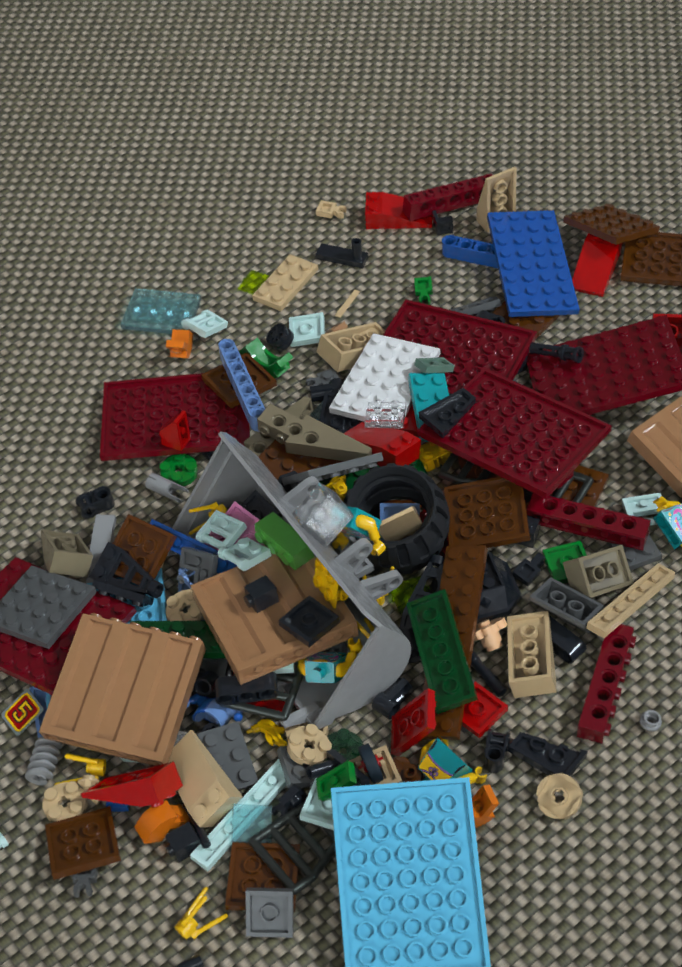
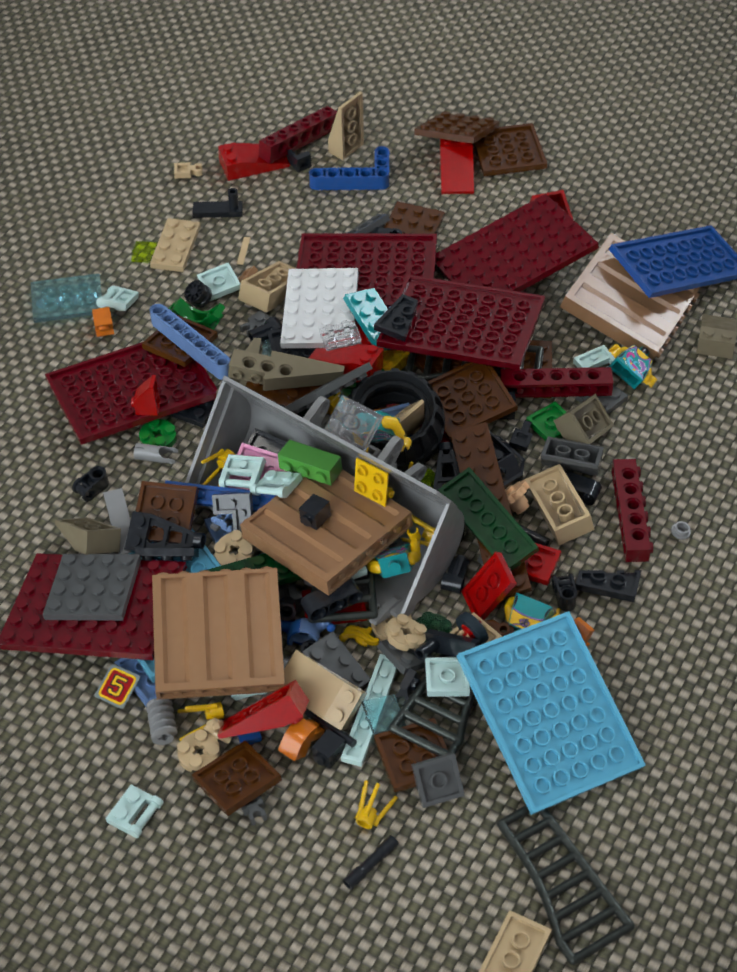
camera: 25 degrees left, 0 degrees up
(309, 621) = (371, 522): black plate -> none
(340, 776) = (445, 655): green plate -> none
(423, 288) = (310, 220): green plate -> none
(434, 365) = (361, 283): sand green plate -> none
(532, 264) = (402, 177): blue plate -> none
(557, 783) = (632, 600): tan plate -> none
(563, 352) = (470, 243): black pin -> none
(630, 600) = (622, 438): tan plate -> none

